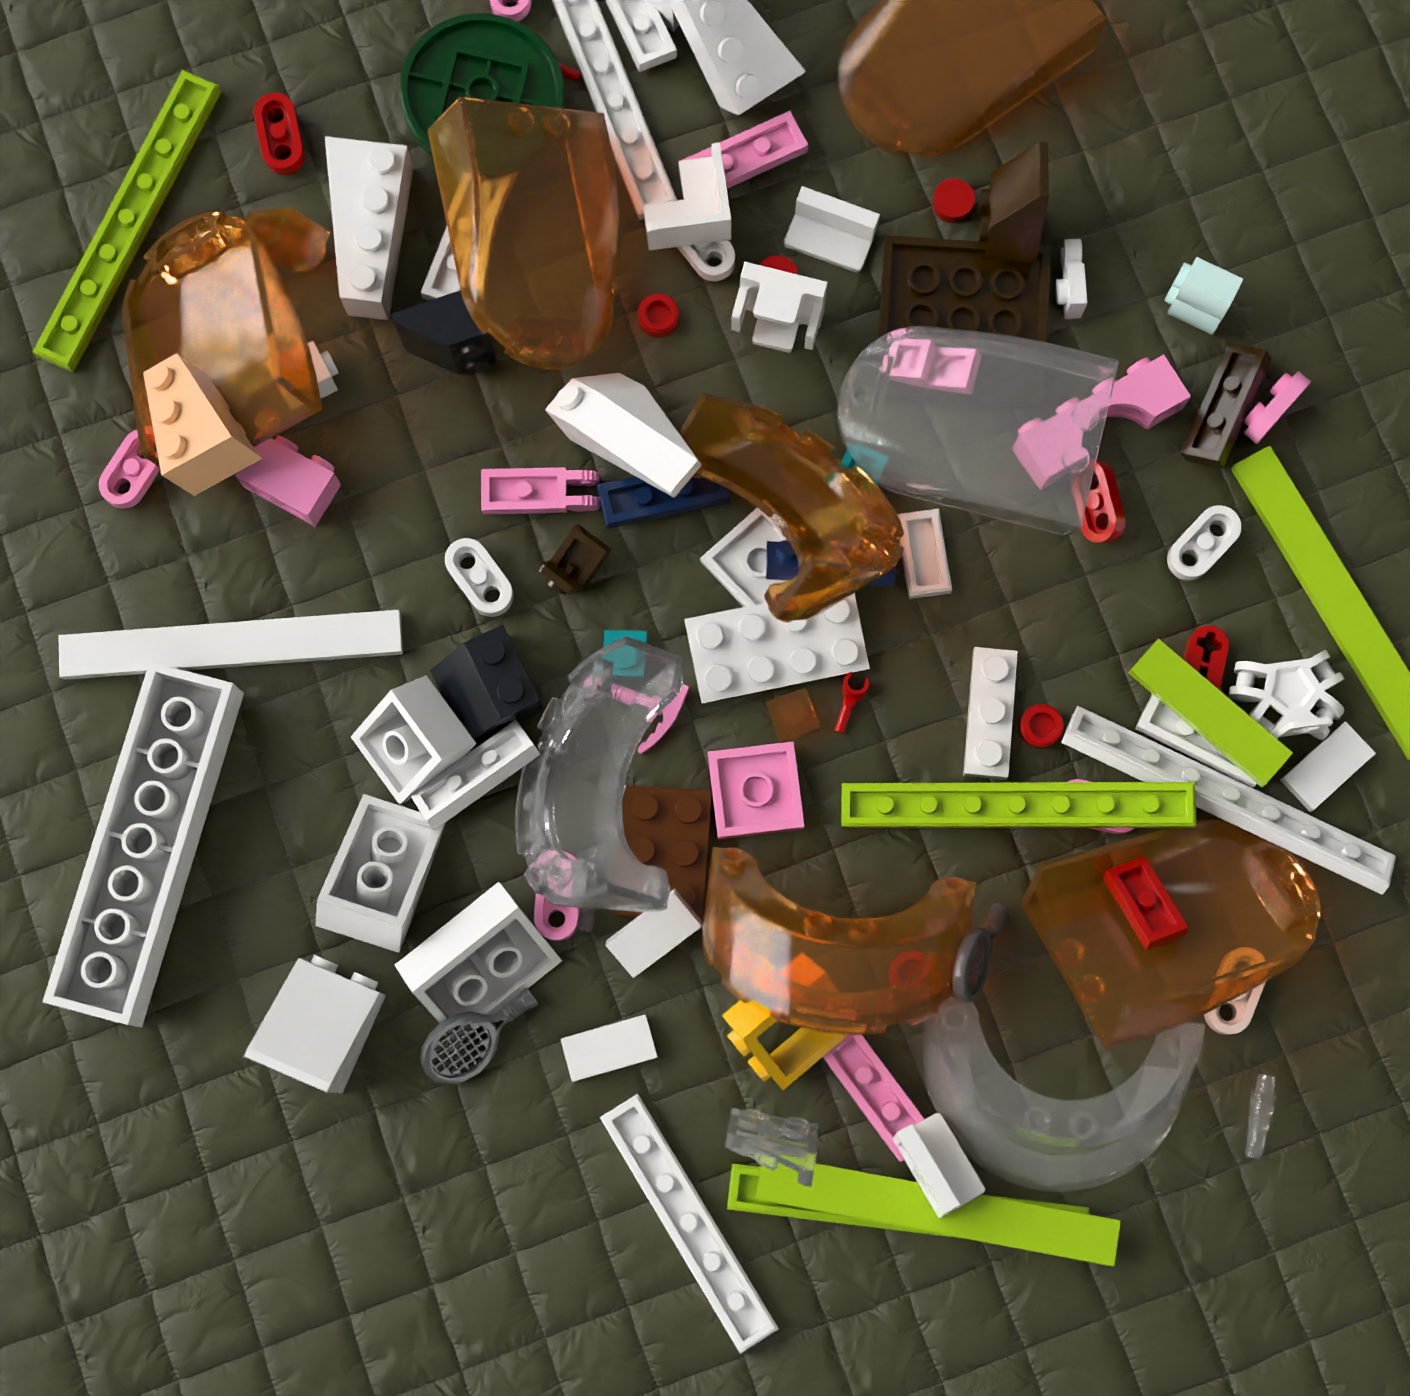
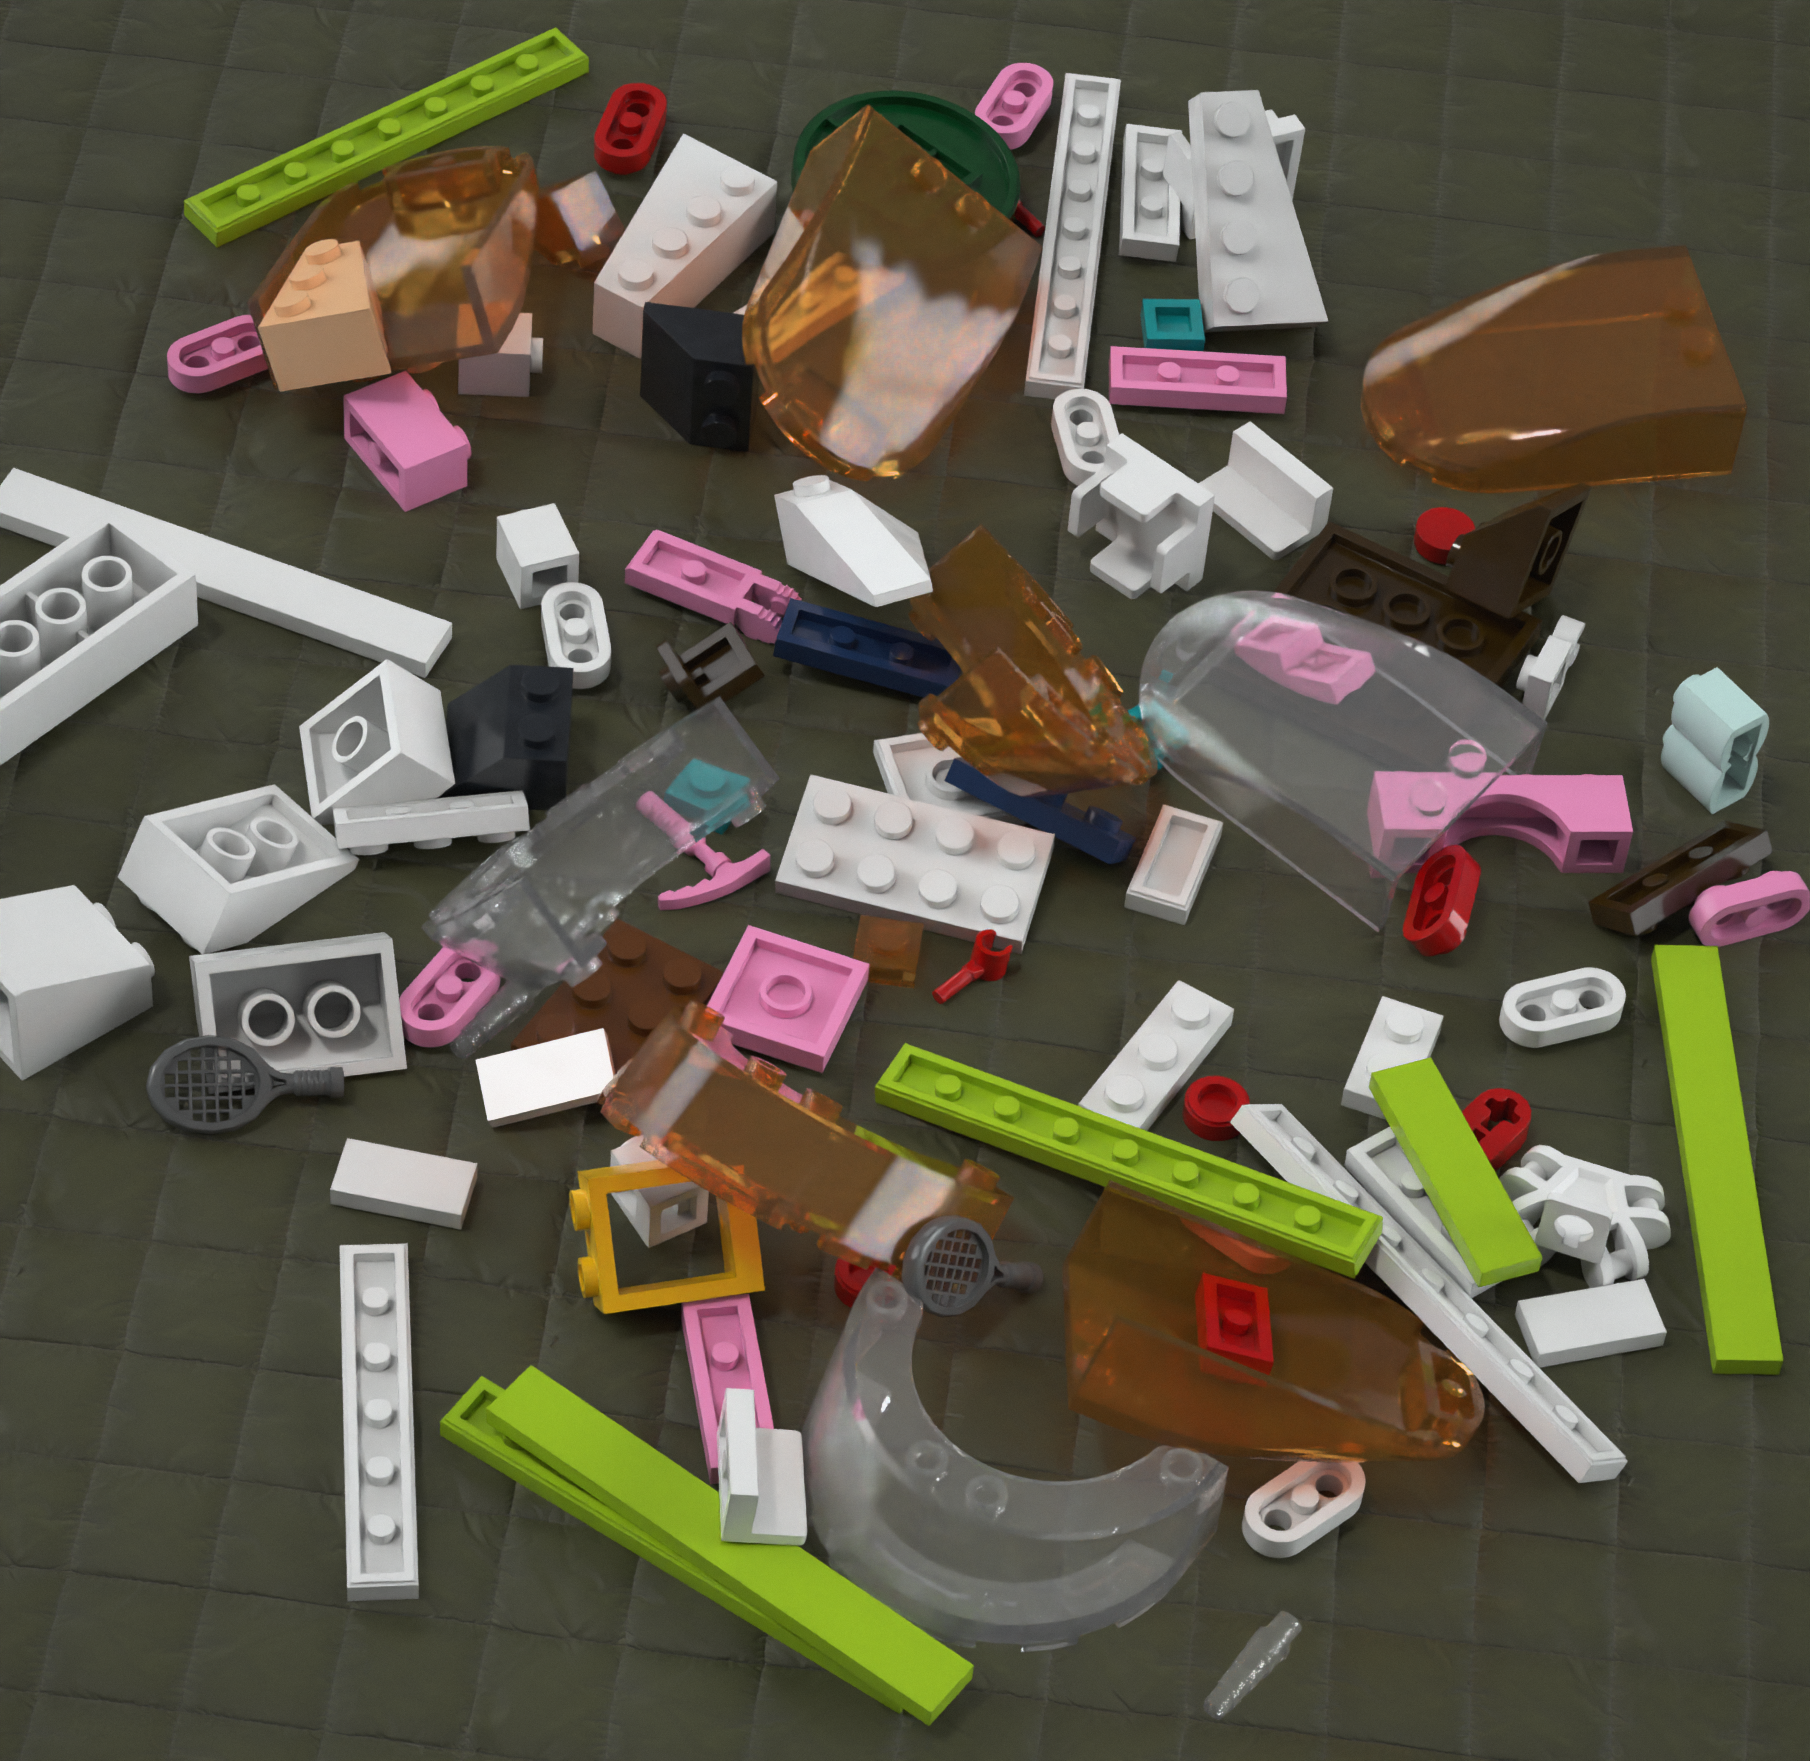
camera: 20 degrees right, 30 degrees down
(420, 528) = (535, 553): none -> white brick
(658, 315) = (984, 489): red tile -> none
(702, 214) = (1098, 401): white panel -> none
(706, 120) = (1172, 324): none -> teal plate
(774, 1141) = (579, 1375): clear wing -> none
(1121, 630) = (1394, 1038): none -> white plate

